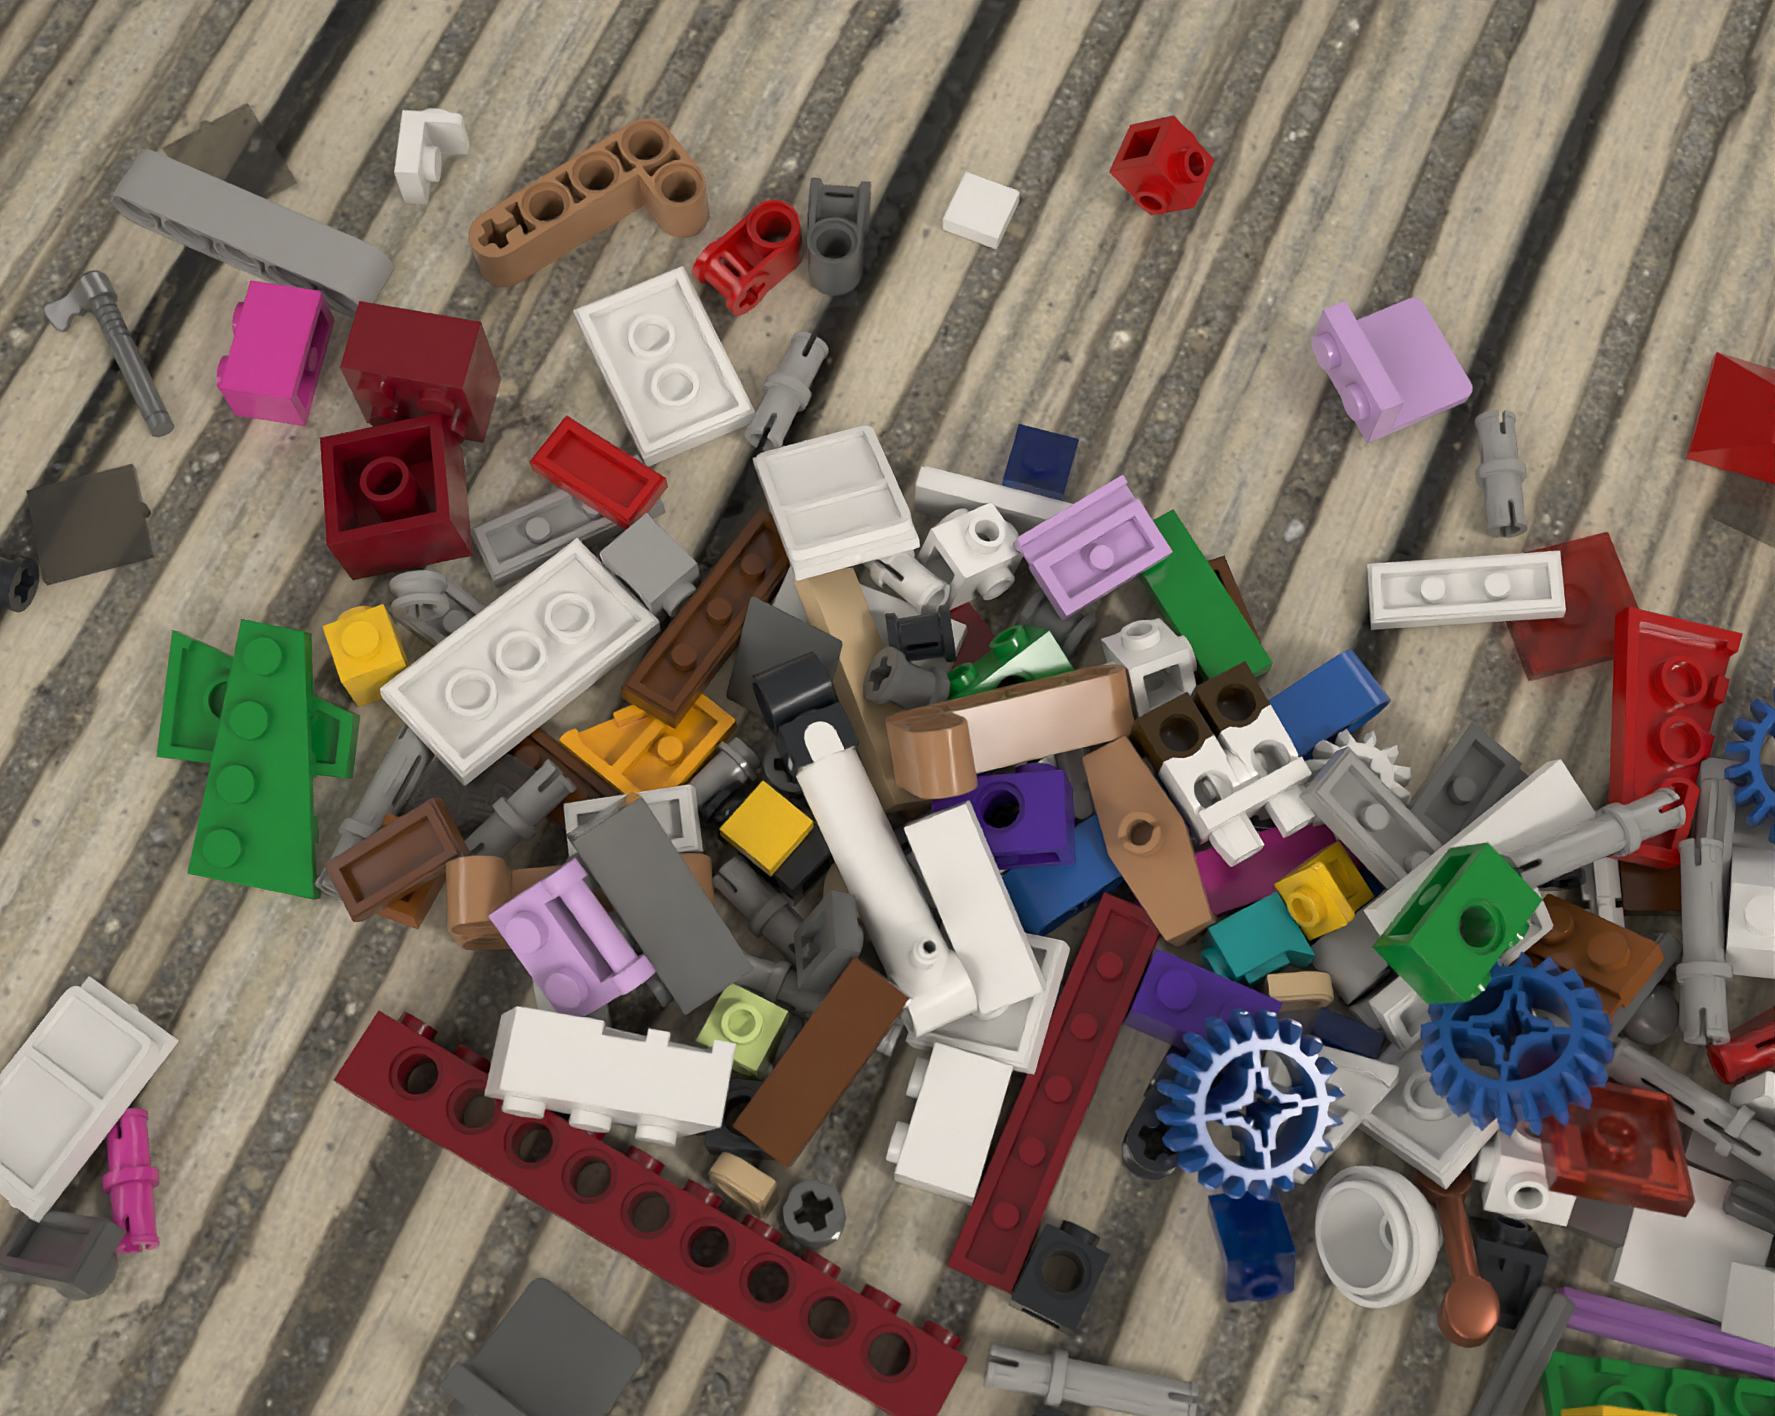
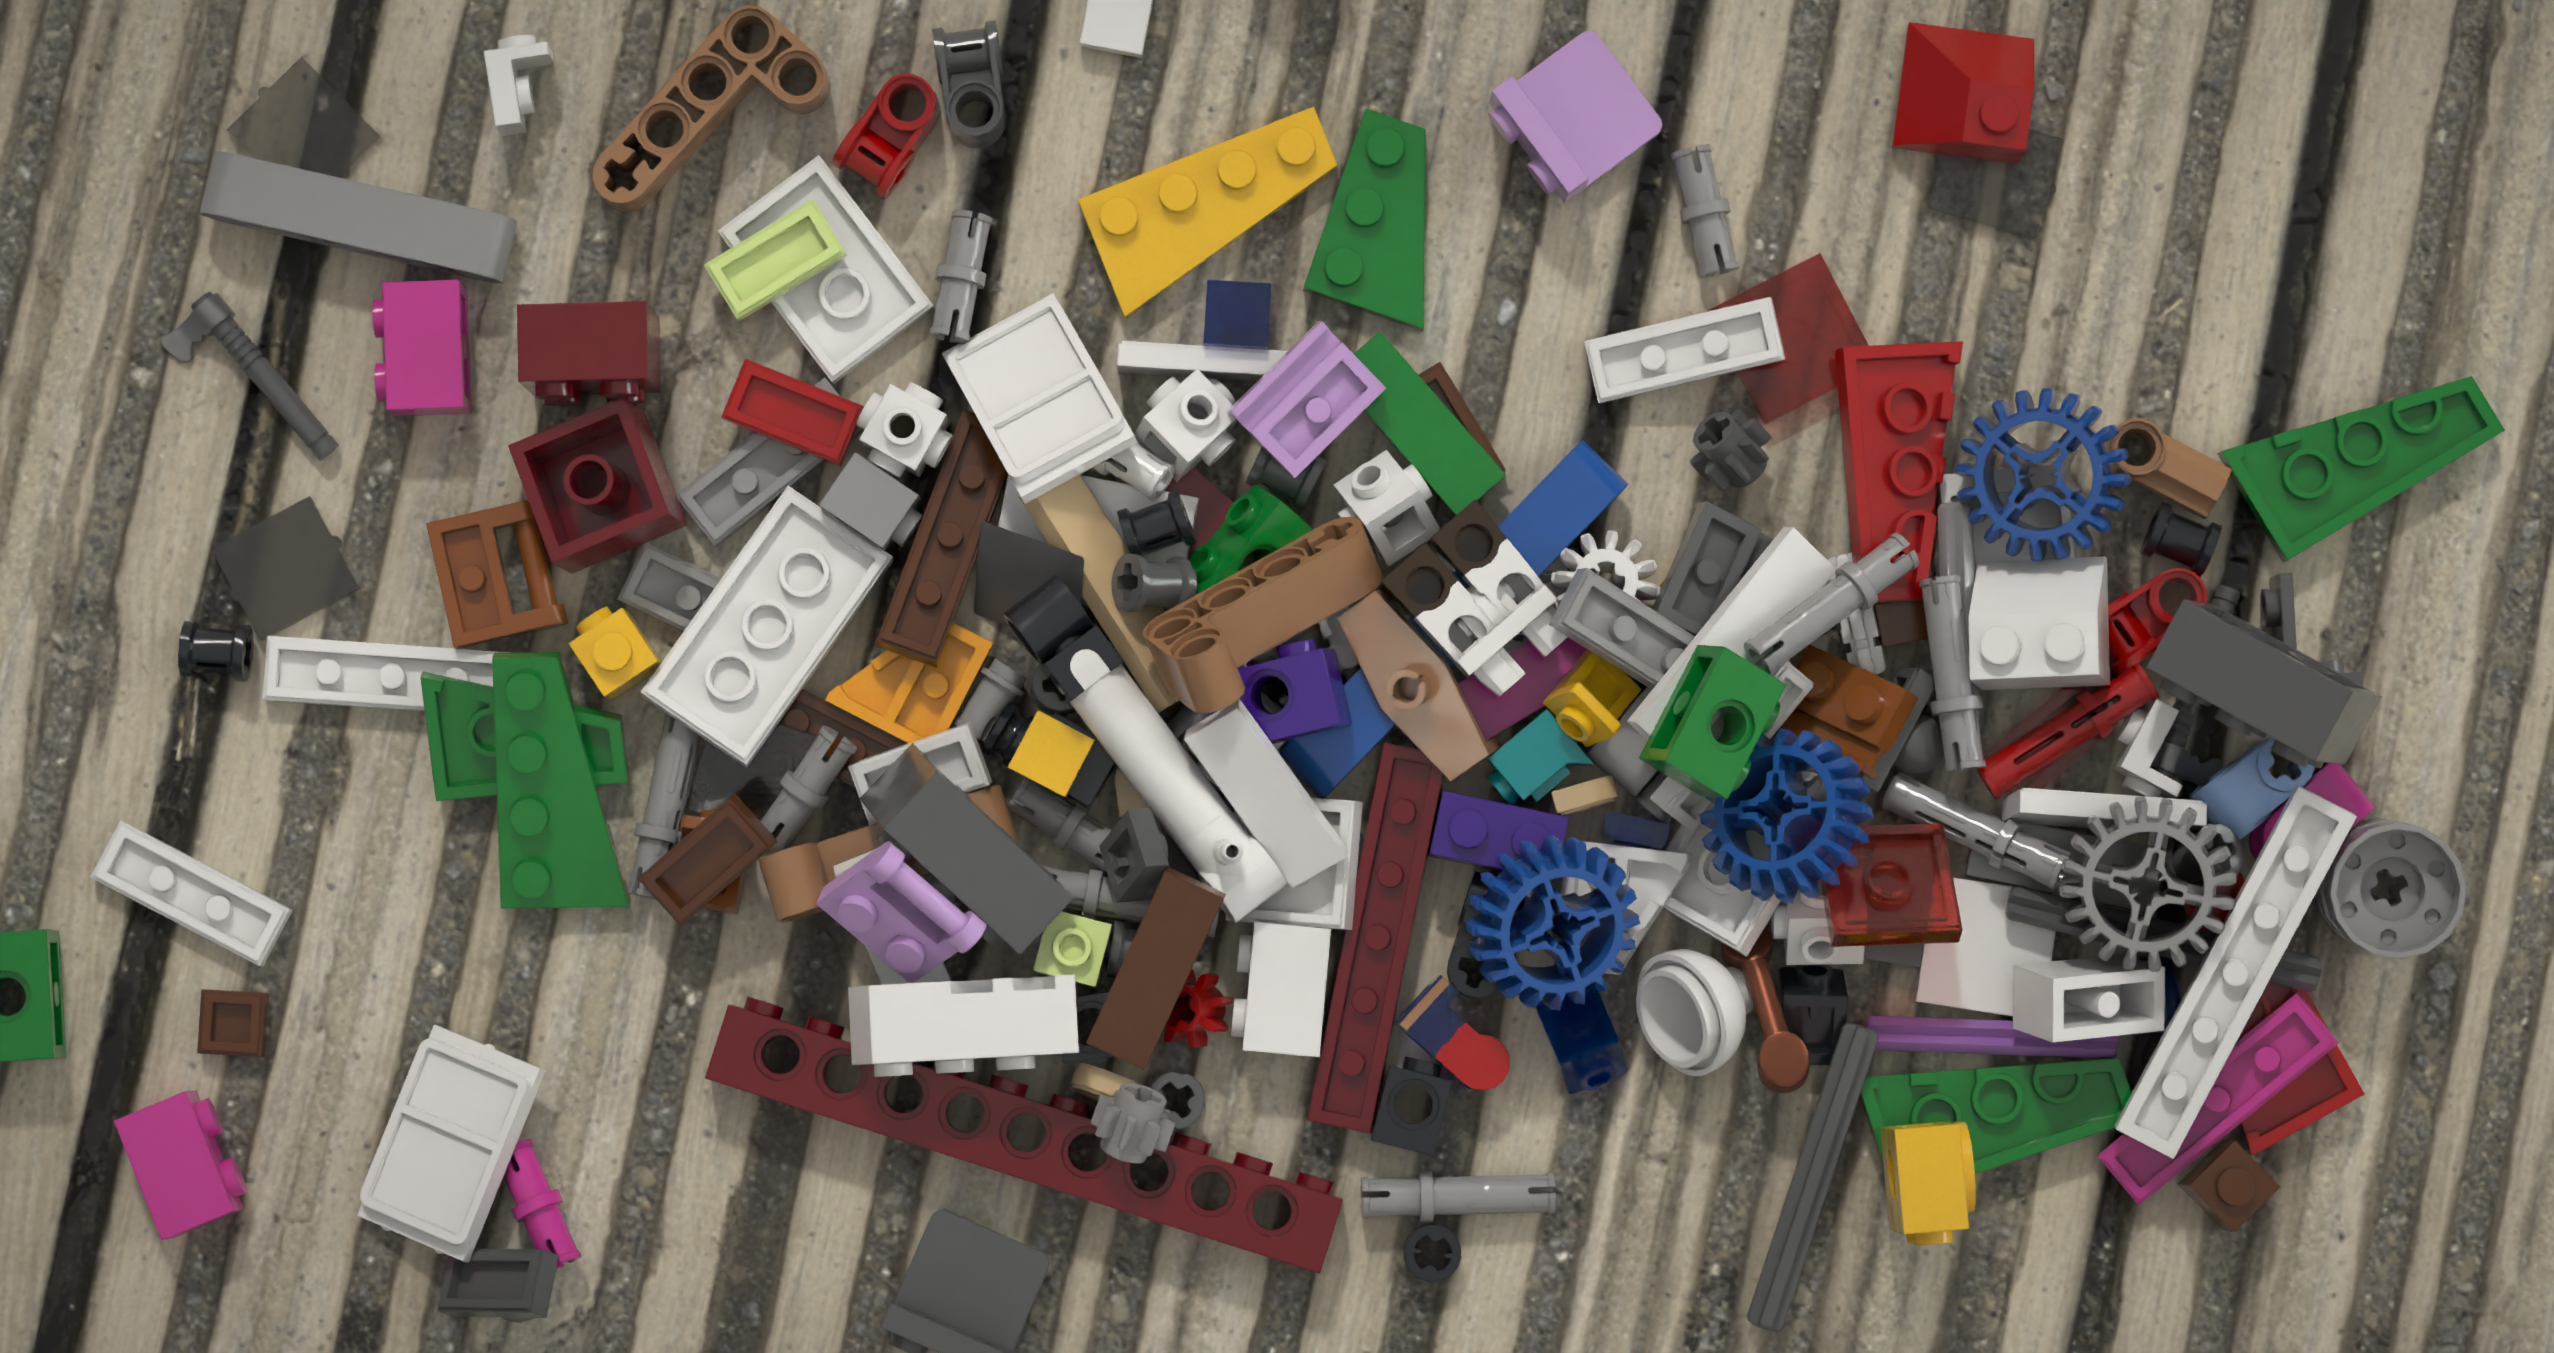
camera: 15 degrees left, 15 degrees up
(118, 626) = (363, 672): none -> white tile
(260, 564) = (476, 580): none -> dark orange plate
(419, 595) = (650, 586): light grey bush -> none
(618, 340) = (775, 260): none -> yellowish green tile
(700, 508) = (922, 447): none -> white brick
(762, 1221) = (1133, 1123): none -> light grey gear
(868, 1127) = (1207, 1004): none -> red gear
(995, 382) = (1188, 210): none -> yellow wing
(1107, 1207) = (1469, 1057): none -> leg
(1185, 429) = (1377, 225): none -> green wing
(1497, 687) = (1730, 449): none -> dark grey gear

